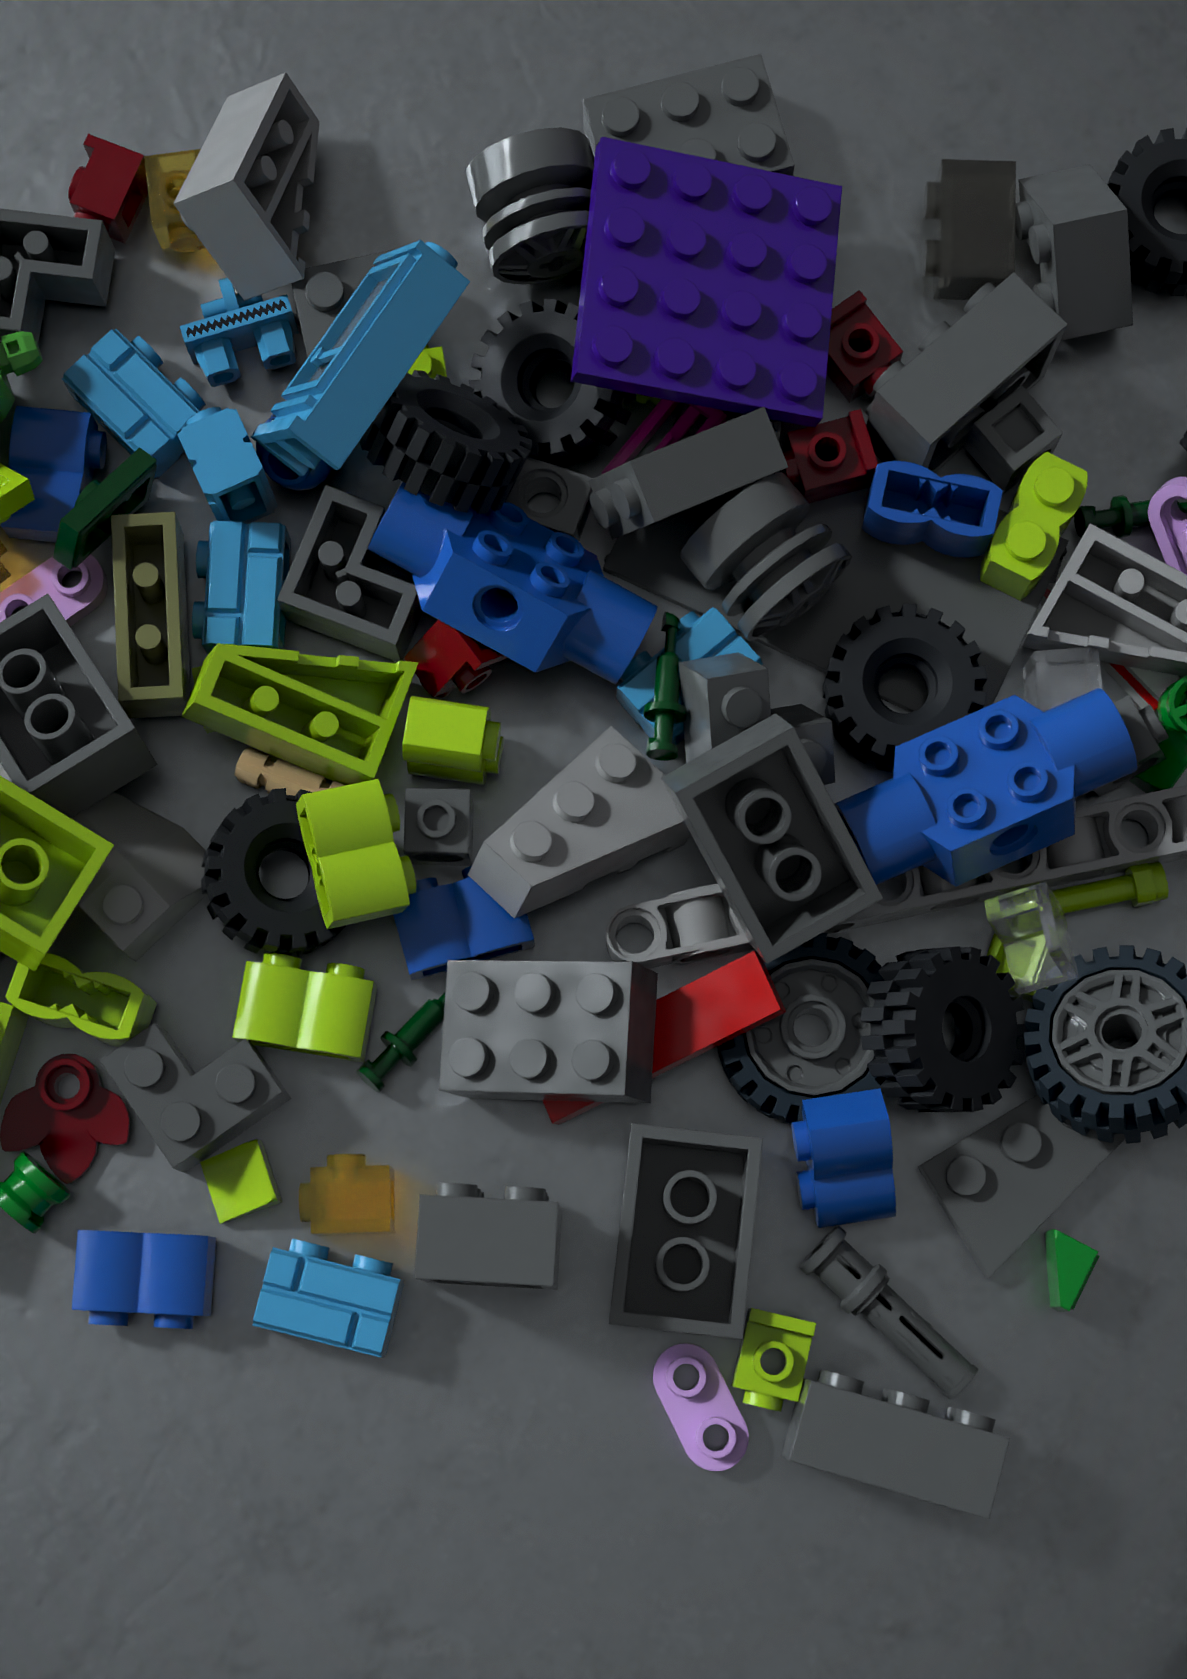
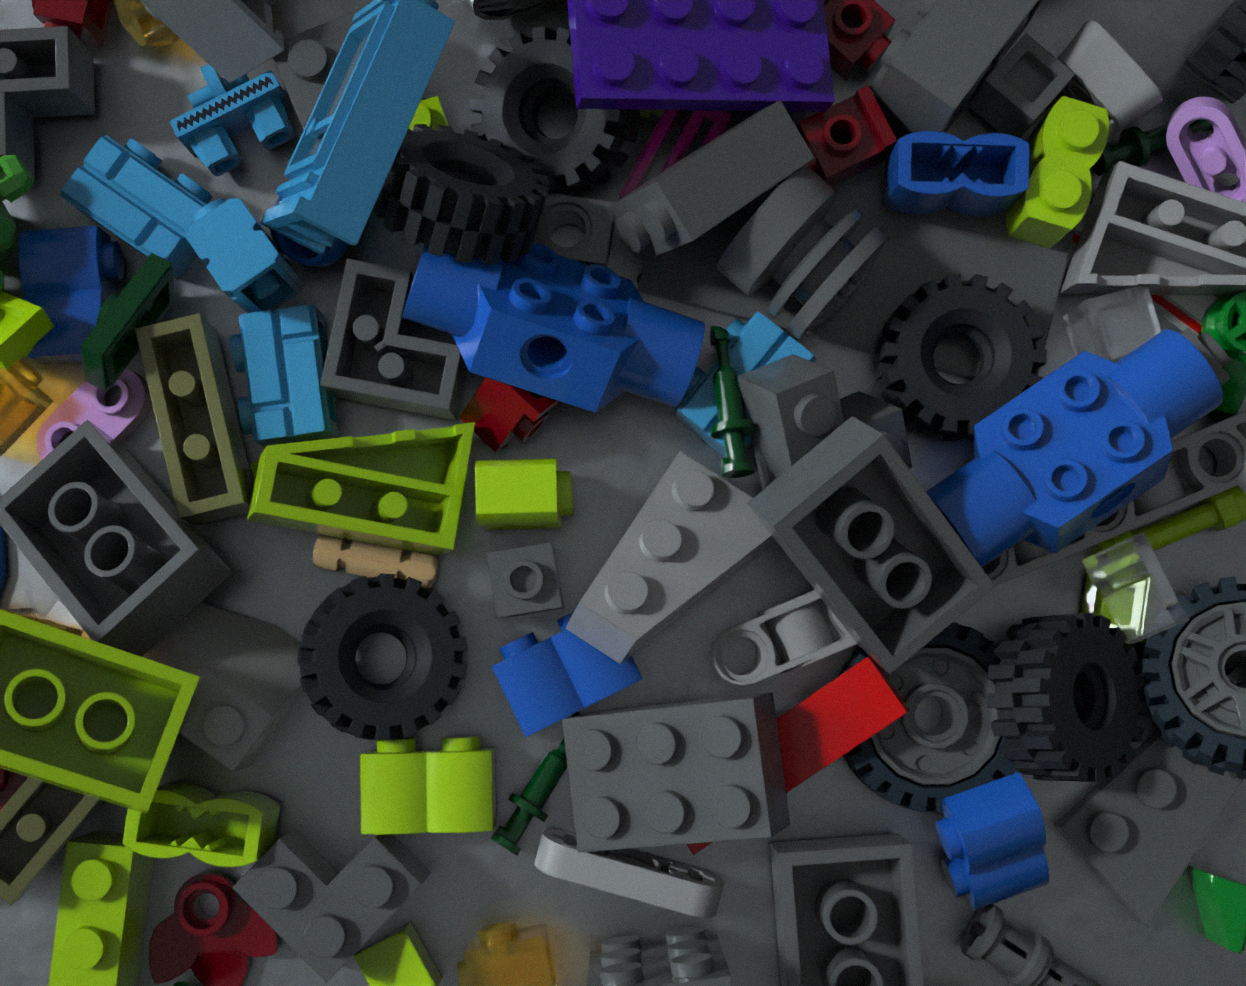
camera: 15 degrees left, 5 degrees up
(355, 853) = (448, 631): lime brick -> none
(486, 1129) = (631, 875): none -> light grey beam
(1099, 446) = (1108, 77): none -> light grey piece

